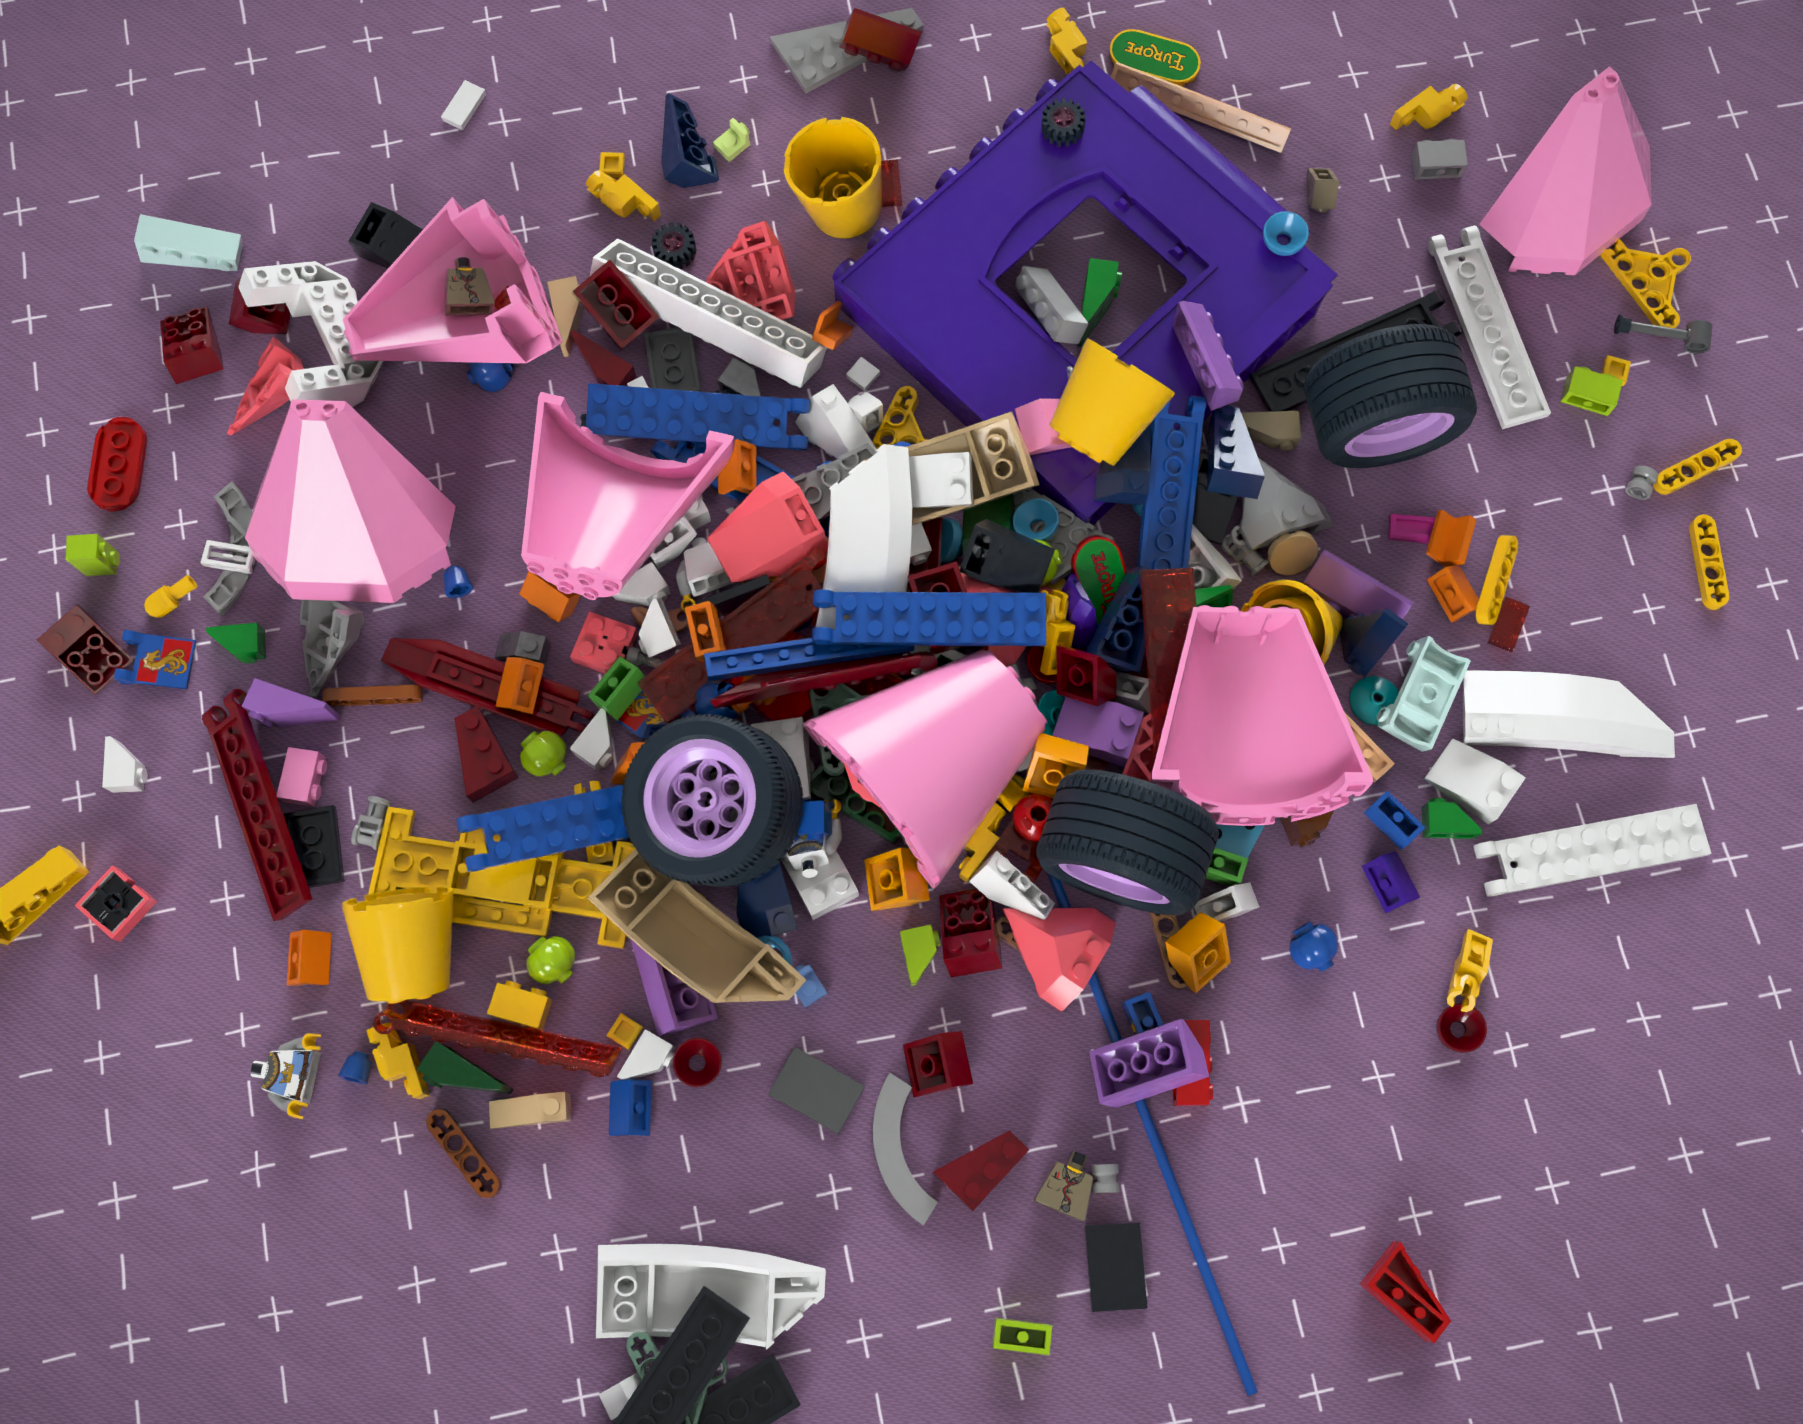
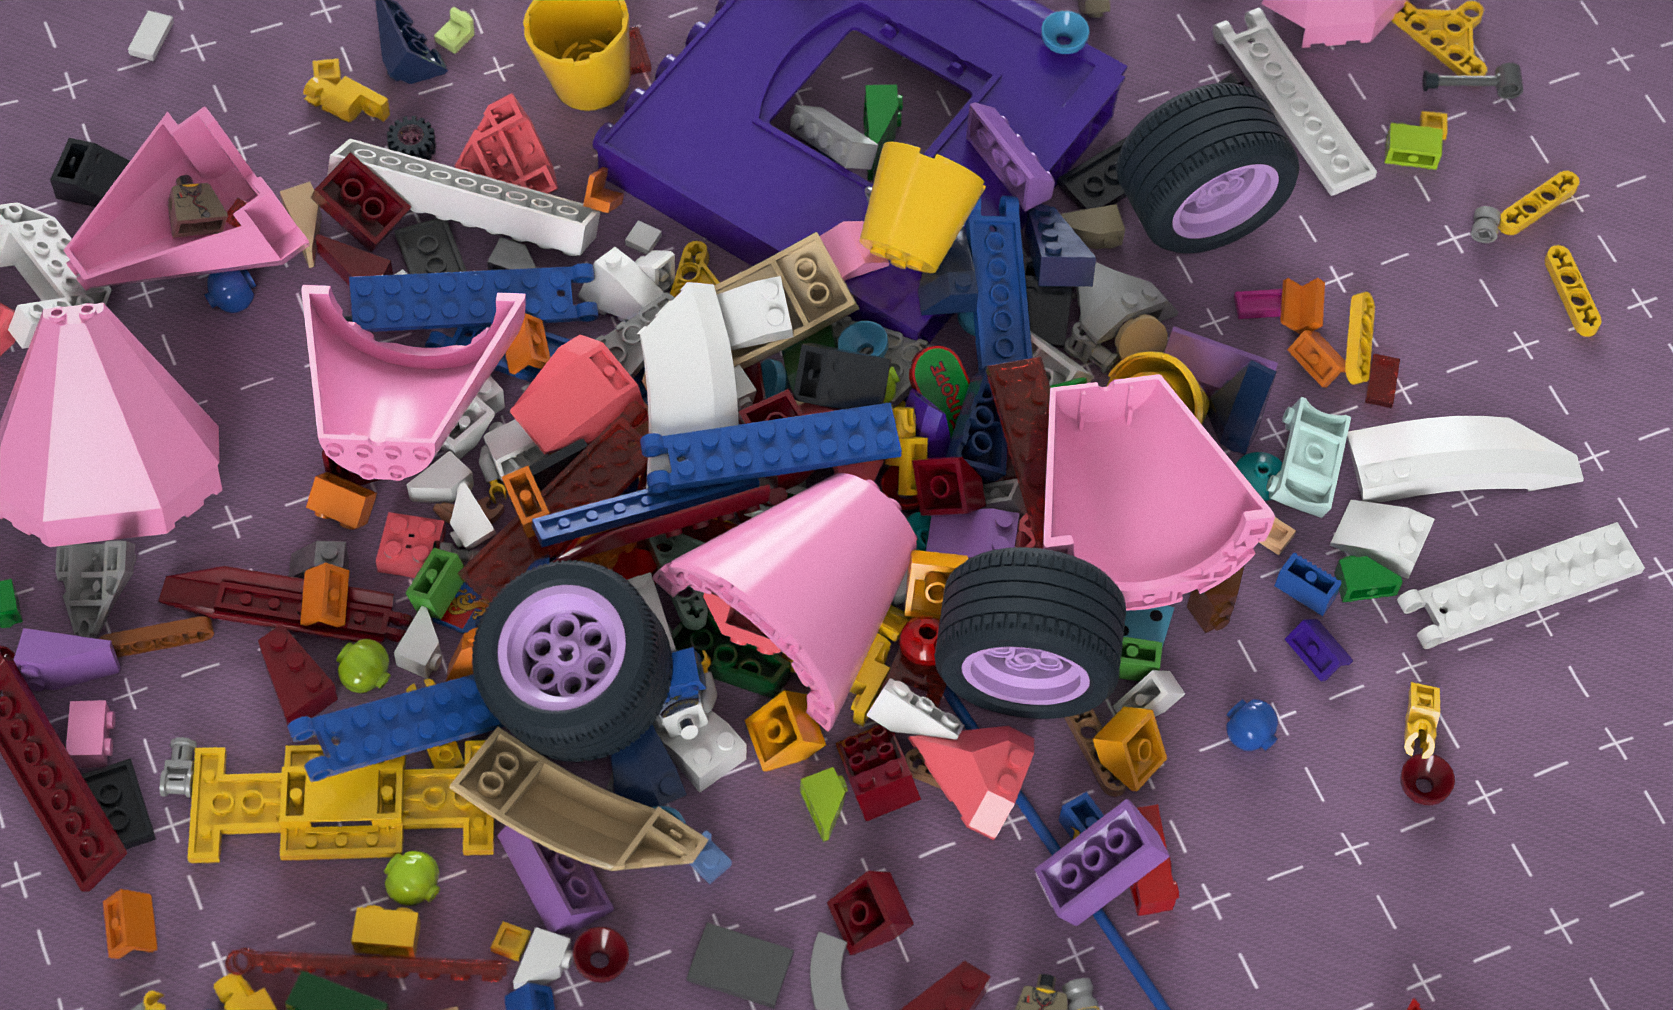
camera: 15 degrees left, 15 degrees down
(402, 942) = (244, 873): yellow cone -> none
(456, 582) = (232, 507): blue hat -> none

